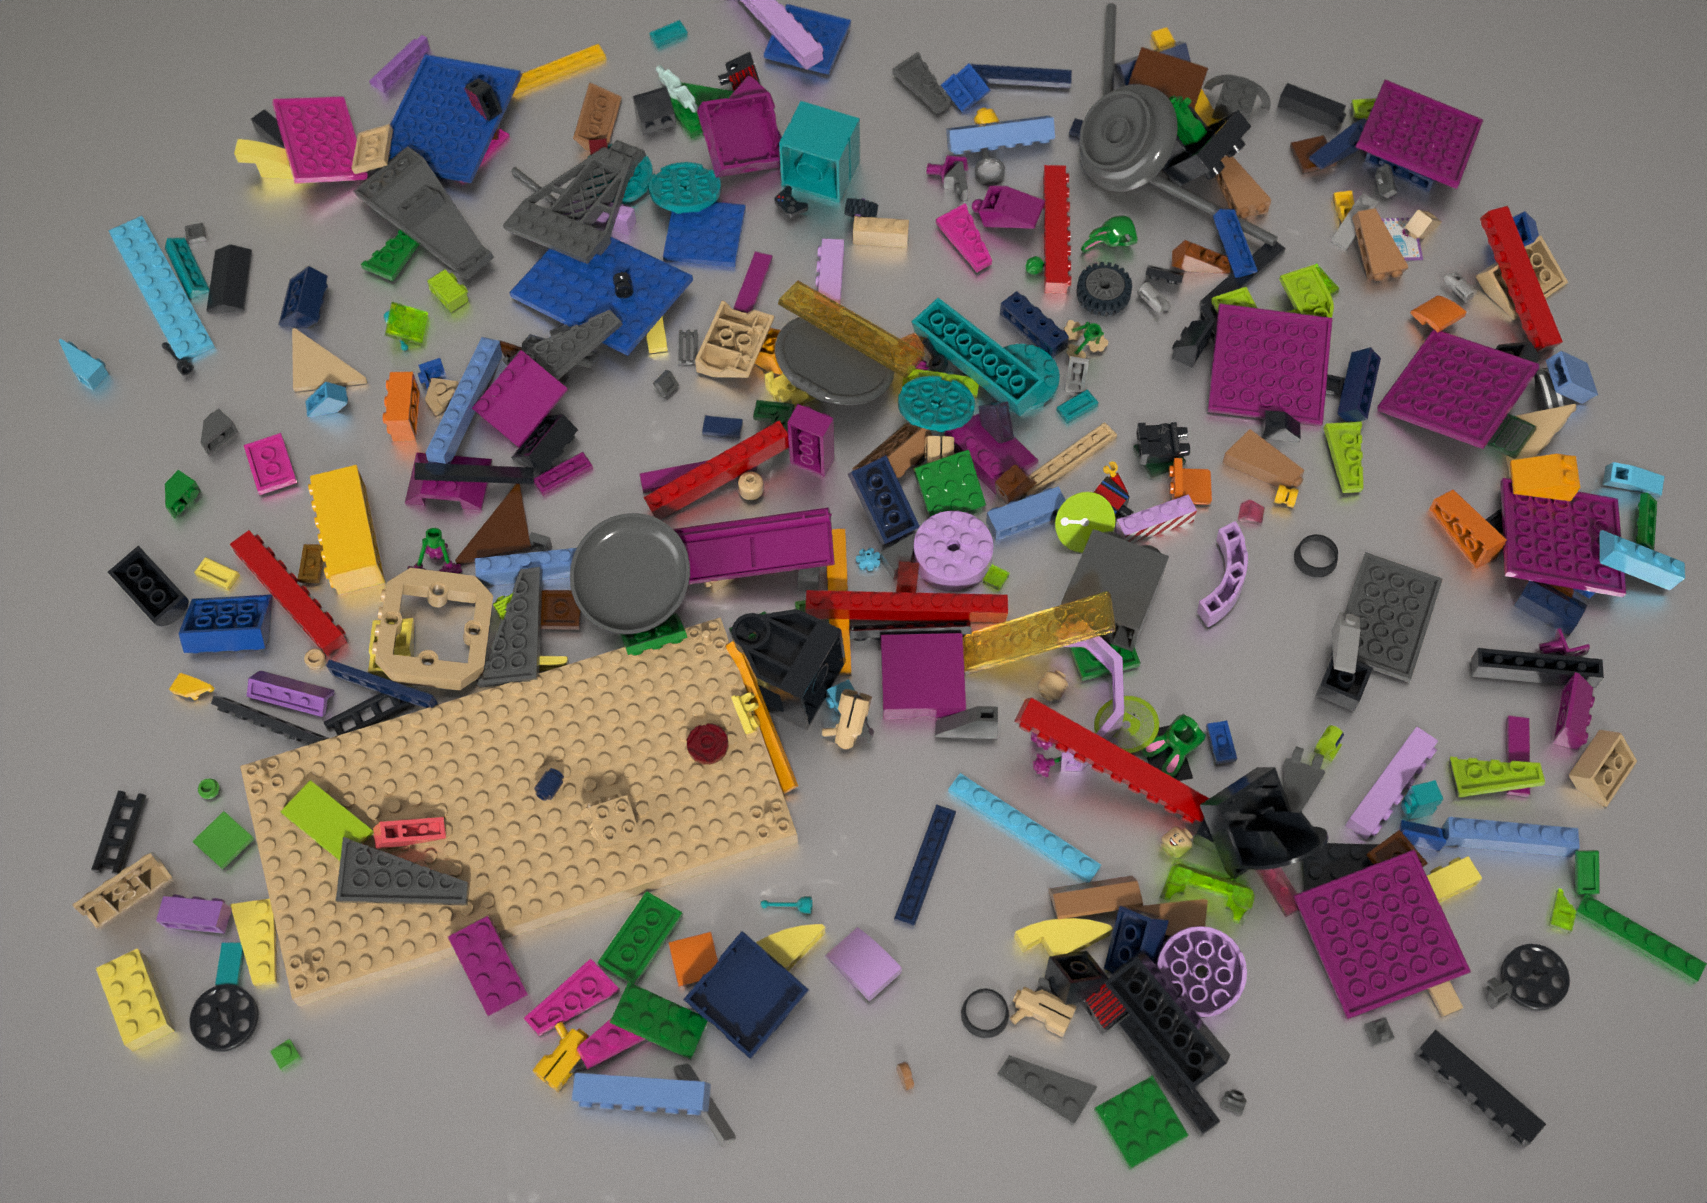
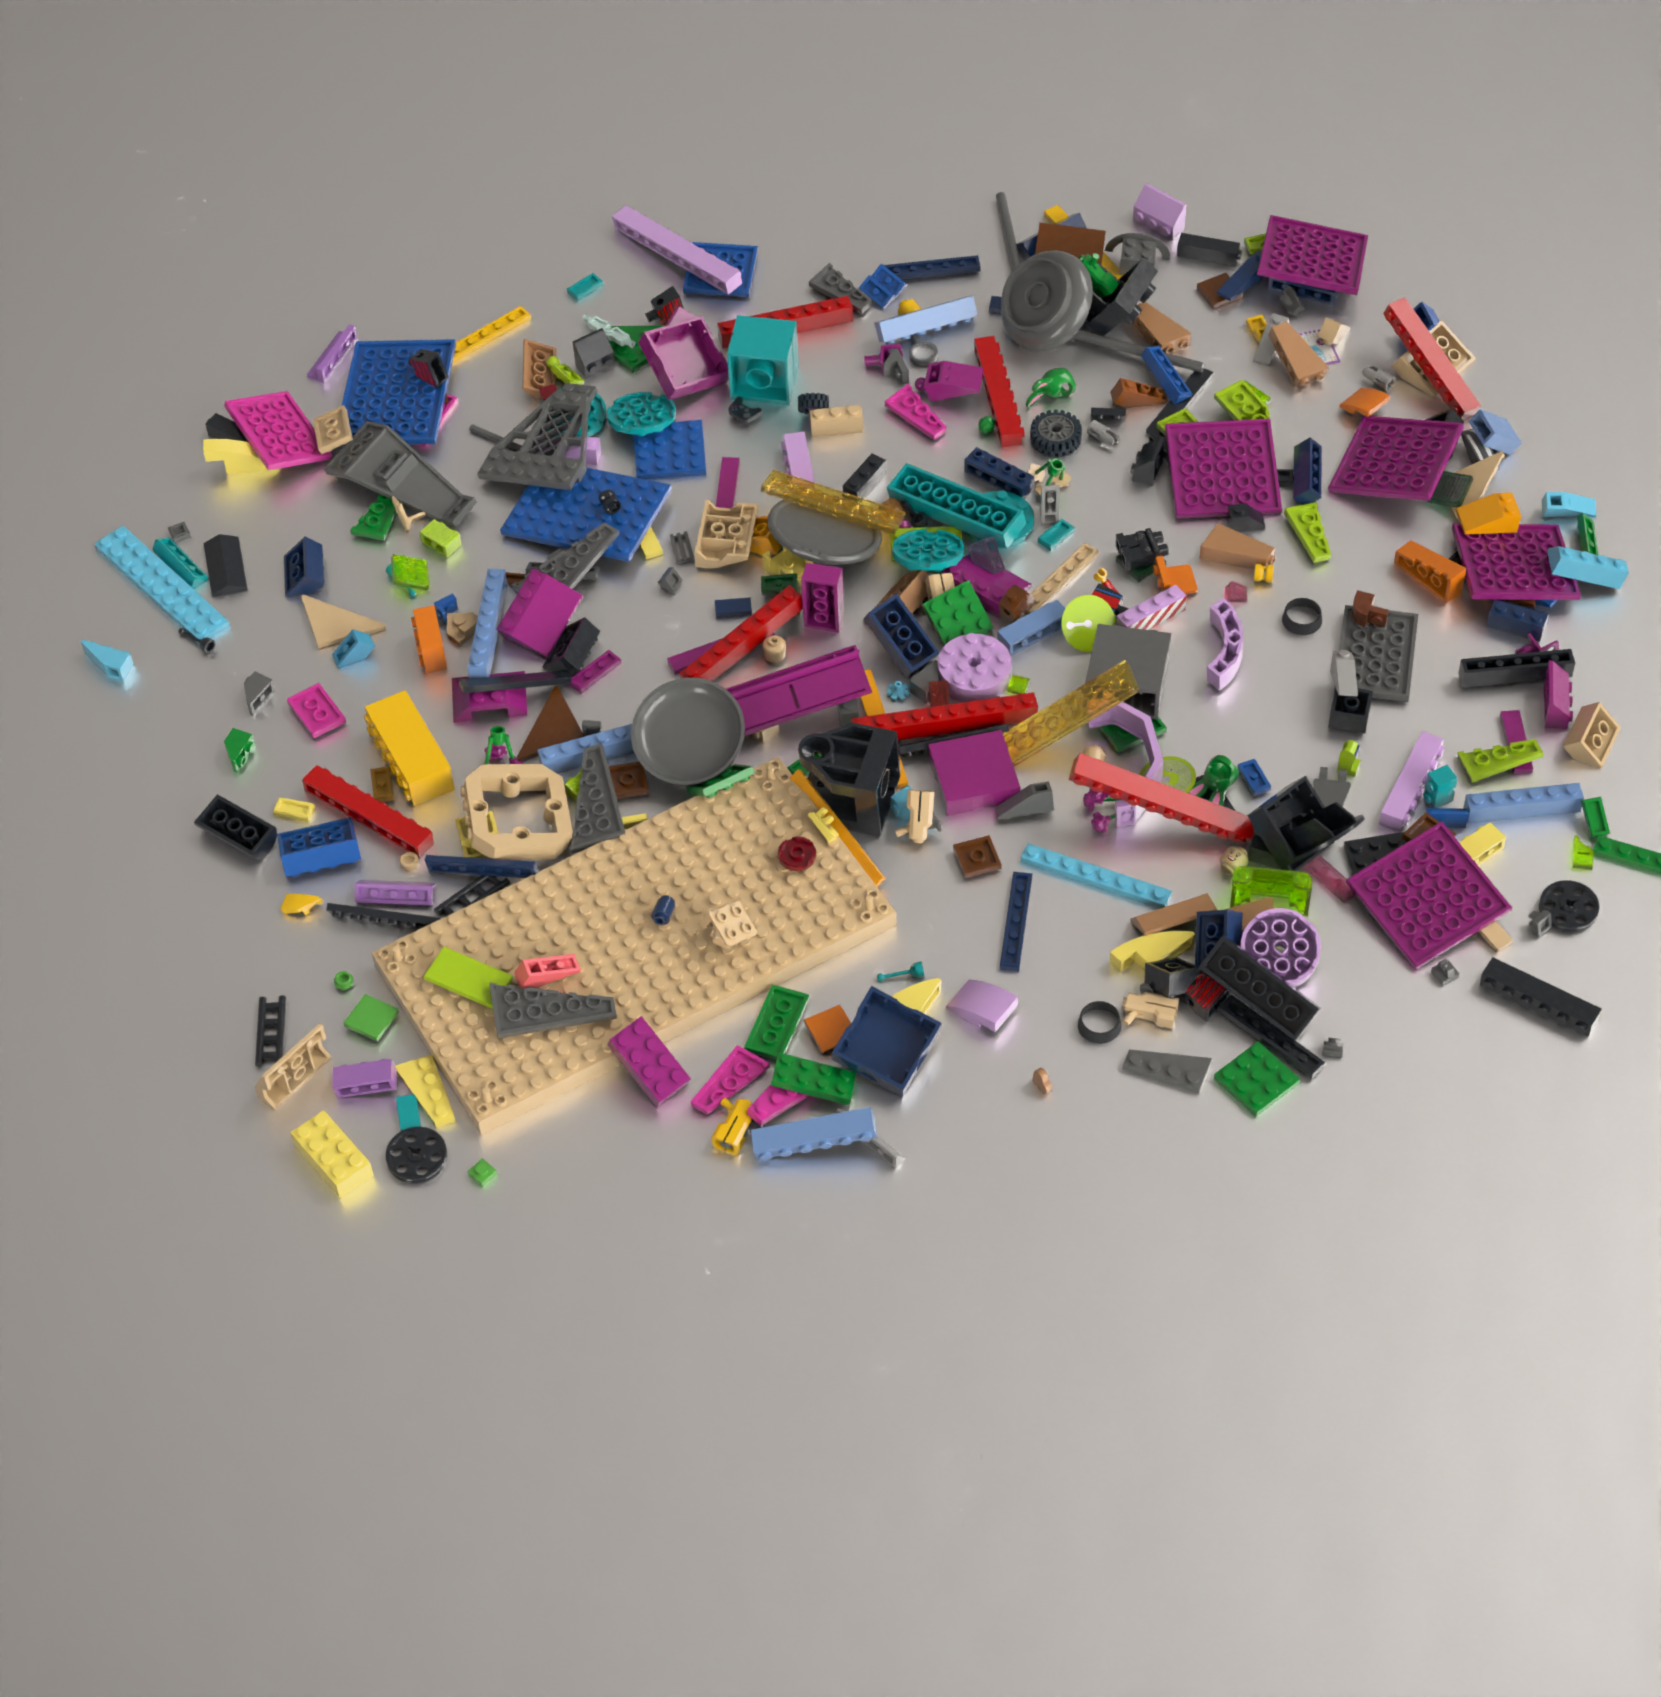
camera: 10 degrees left, 10 degrees down
(419, 265) = (406, 521): none -> tan piece
(621, 126) = (563, 371): none -> lime plate
(873, 108) = (808, 317): none -> red brick
(894, 304) = (866, 477): none -> black brick
(902, 778) = (977, 856): none -> reddish brown plate
(1270, 55) = (1160, 212): none -> lavender slope
(1383, 566) = (1364, 611): none -> copper brick

